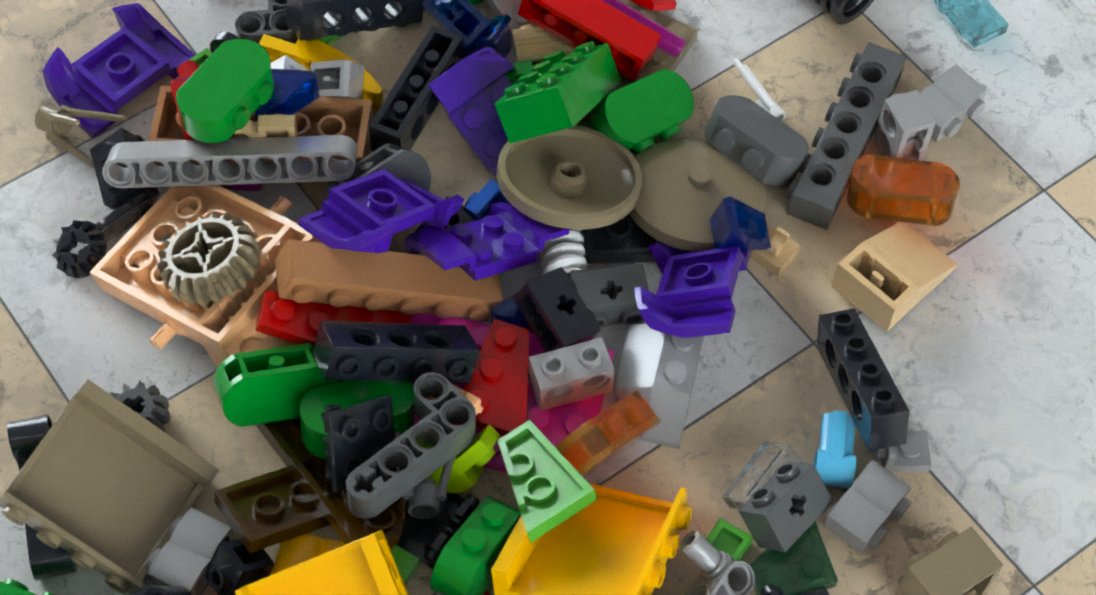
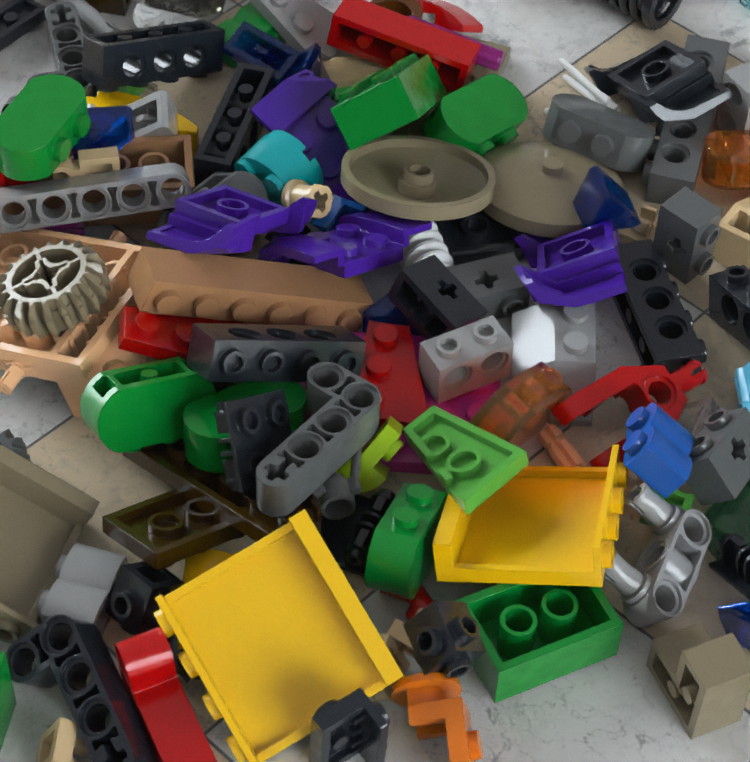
camera: 10 degrees left, 10 degrees down
(447, 149) = (278, 160): none -> teal brick
(458, 179) = (298, 188): none -> tan bush
(644, 474) = (559, 448): none -> light nougat axle
(720, 420) = (635, 387): none -> red piece
(721, 497) = (658, 449): none -> blue brick
(763, 393) = (653, 312): none -> black brick
(809, 267) = (687, 234): none -> dark grey brick
(829, 97) = (662, 84): none -> black piece

